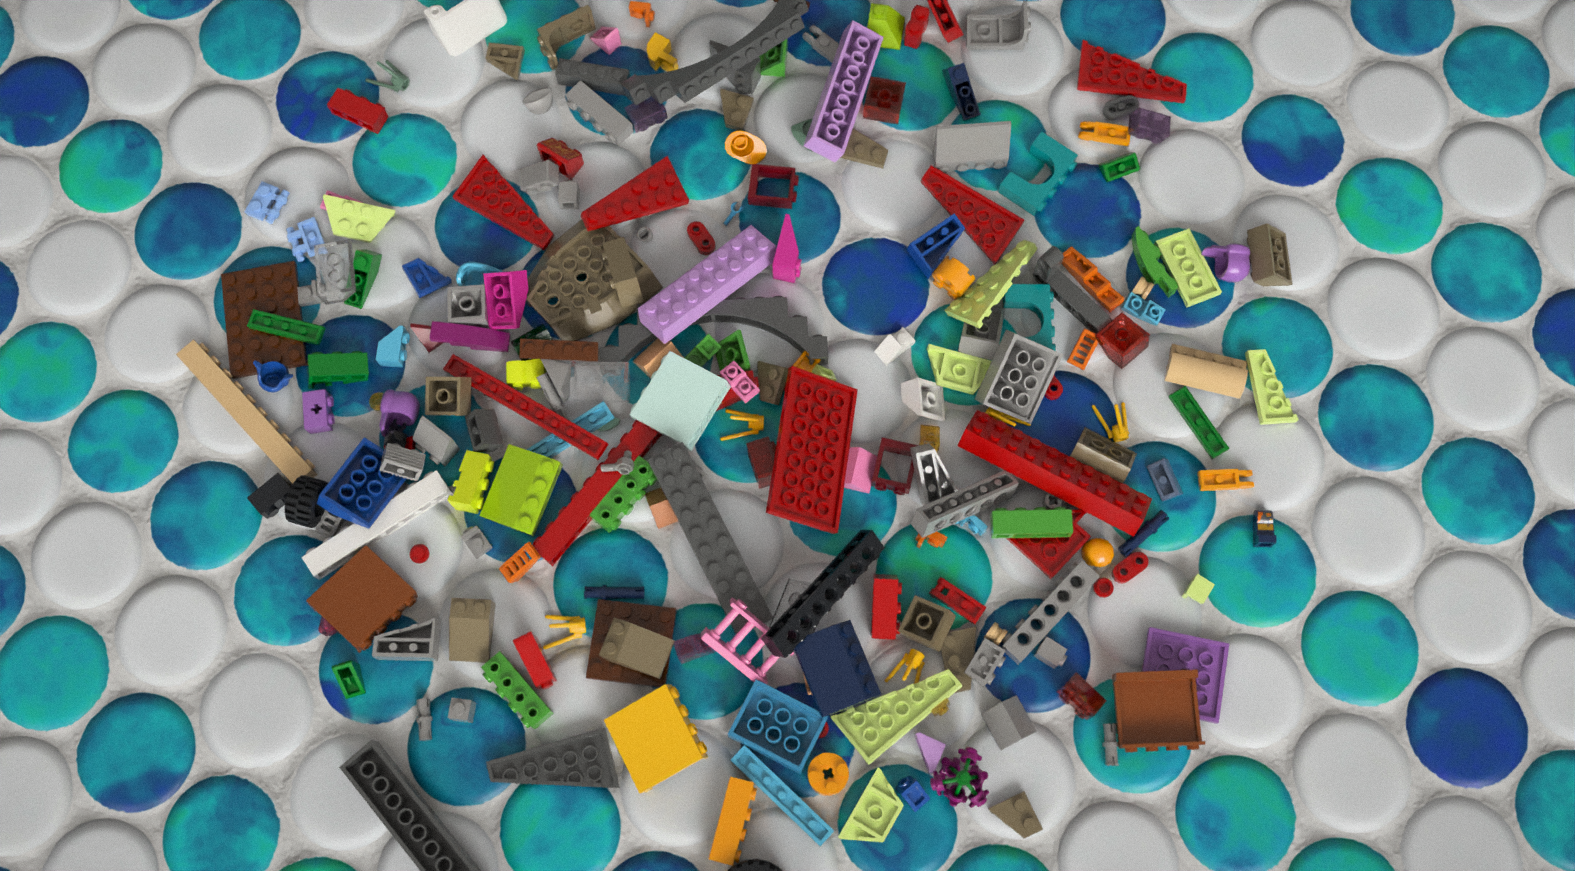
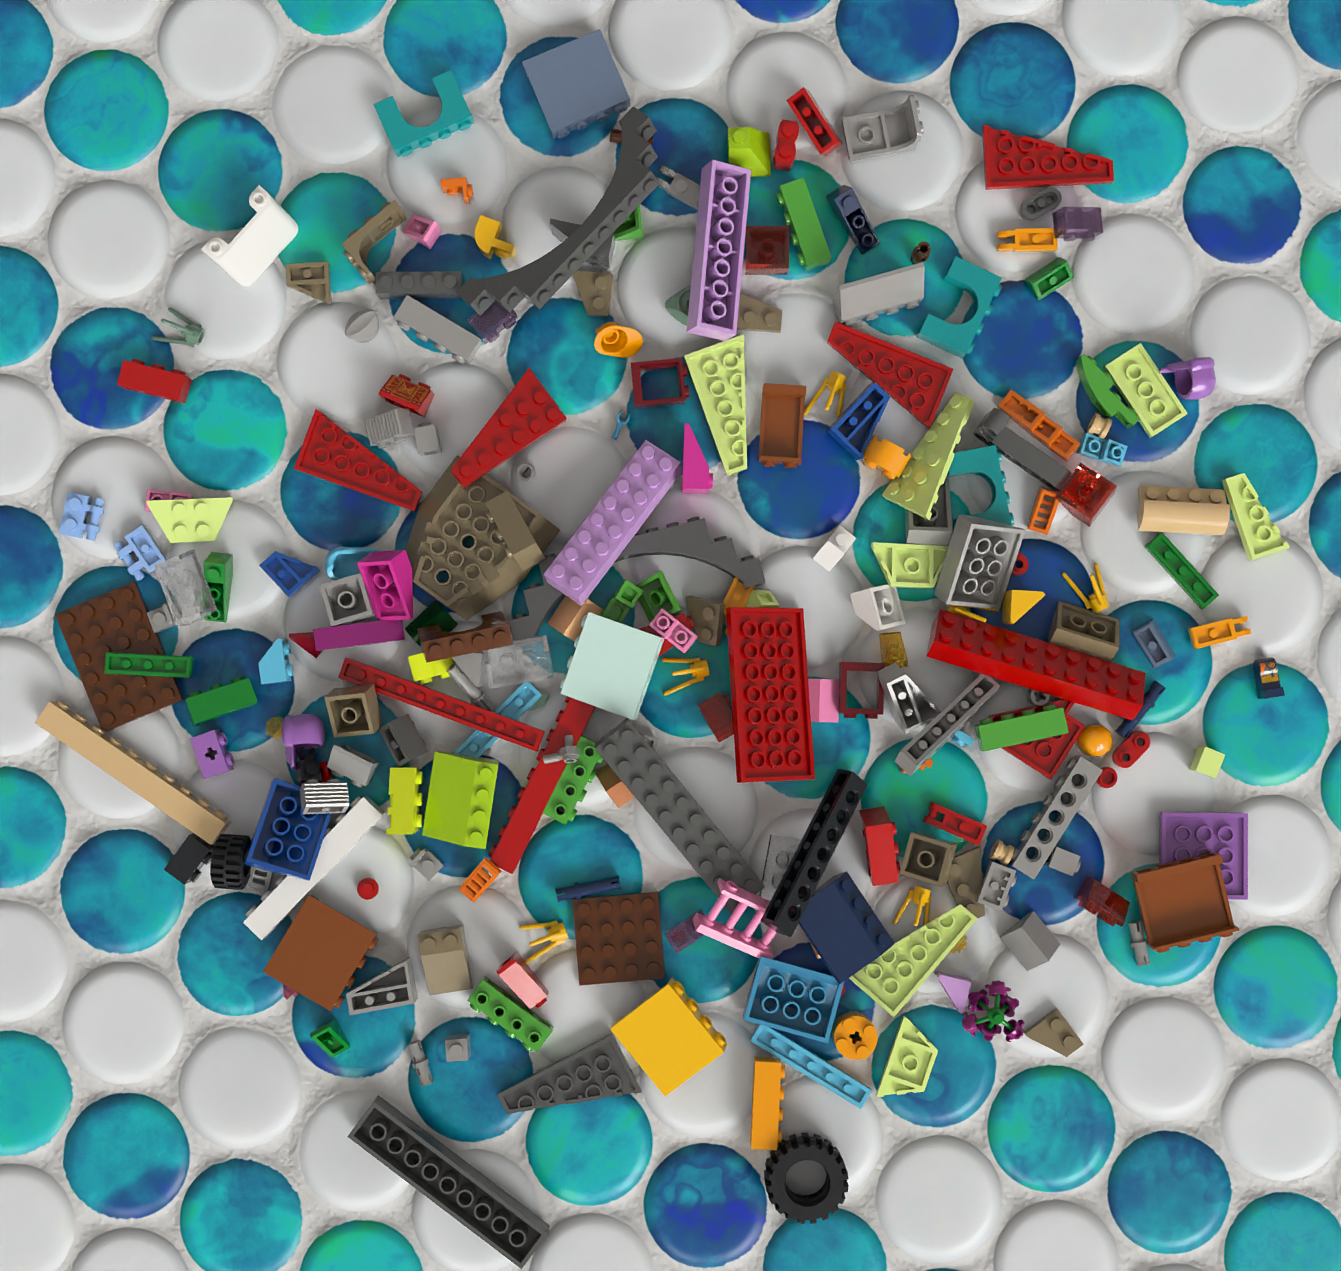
camera: 15 degrees left, 15 degrees up
(272, 379) = (150, 726): blue hair -> none
(636, 648) = (628, 950): dark tan slope -> none
(700, 237) = (590, 461): red plate -> none
(824, 200) = (720, 386): none -> yellowish green wing
(869, 237) = (781, 425): none -> dark orange panel
(912, 793) = (943, 1034): blue bracket -> none
(919, 87) = (804, 224): none -> bright green brick
(920, 214) = (835, 383): none -> yellow plant
(1014, 118) = (920, 253): none -> reddish brown pin
(1049, 416) = (1017, 603): none -> yellow slope
(1269, 256) = (1234, 359): dark tan slope -> none

